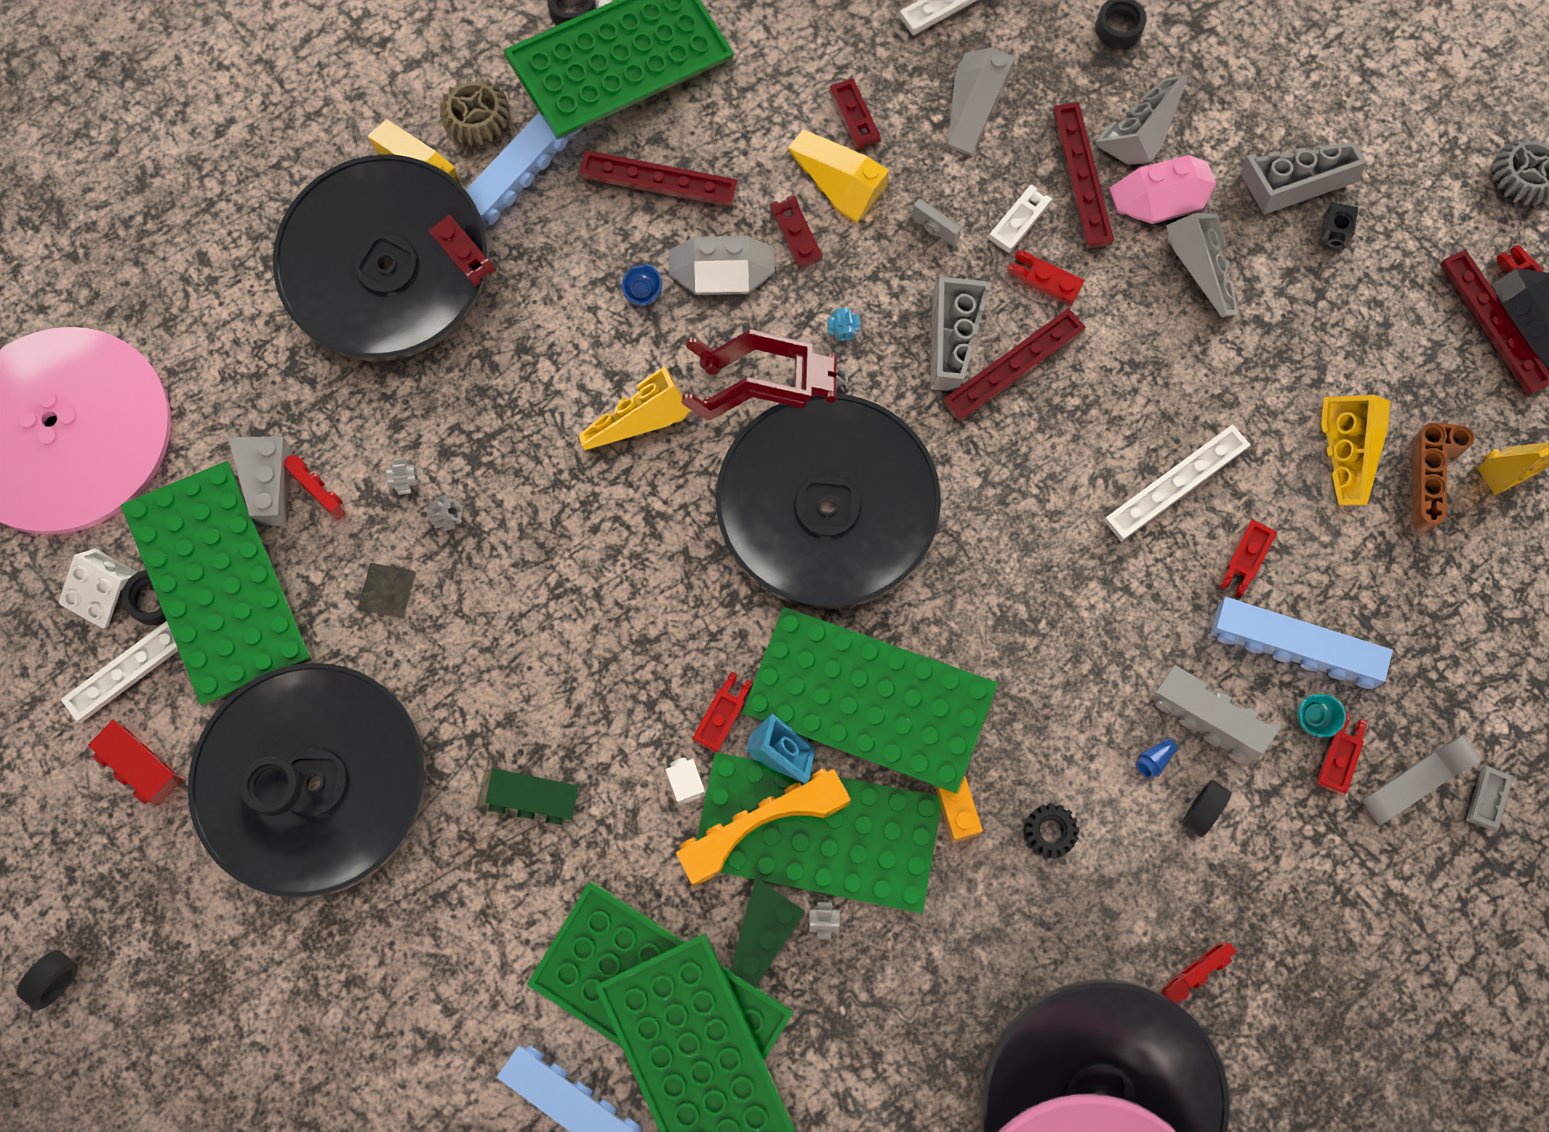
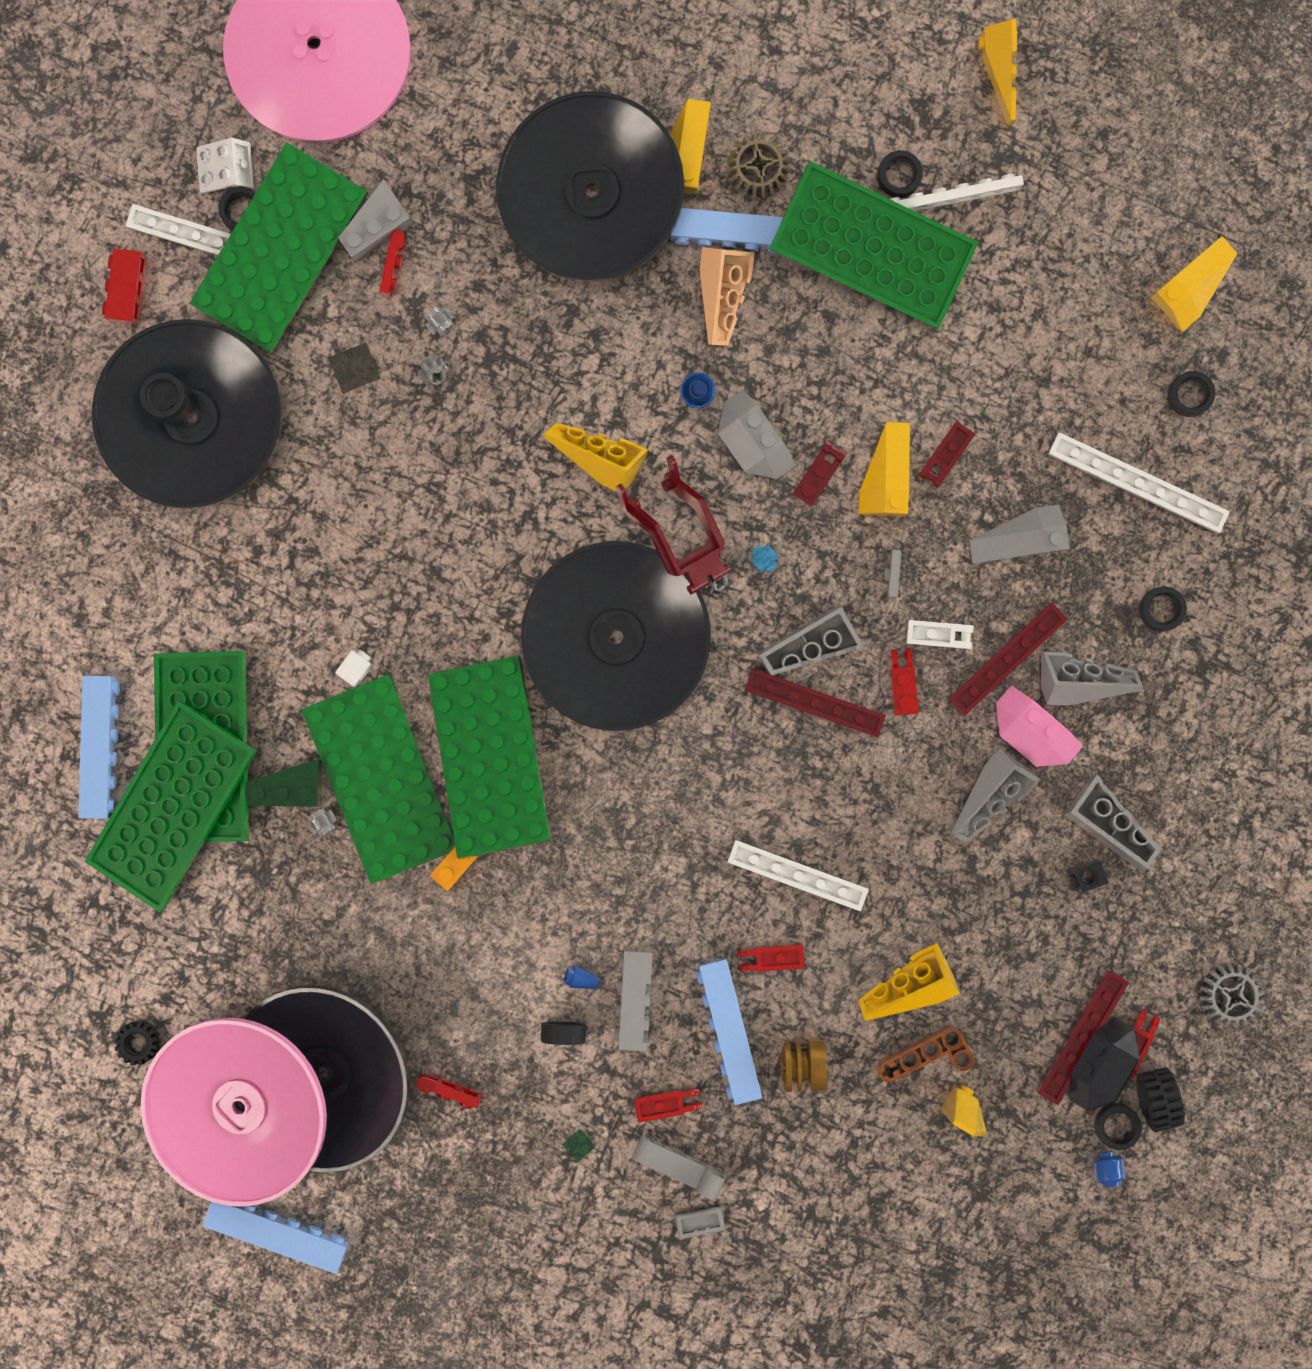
camera: 55 degrees right, 15 degrees up
(461, 250) = (630, 244): dark red plate -> none
(527, 797) = (272, 569): dark green wedge -> none
(551, 198) = (722, 283): none -> light nougat wedge
(658, 178) = (794, 342): dark red plate -> none
(721, 715) = (417, 661): red hinge -> none
(781, 749) = (417, 720): dark azure slope -> none
(816, 798) = (398, 766): light orange arch -> none
(1063, 818) = (482, 922): black tyre -> none
(1321, 715) = (683, 1074): teal hair -> none
(1334, 873) = (578, 1145): none -> clear green tile
(1382, 588) = (804, 1066): none -> pearl gold wheel

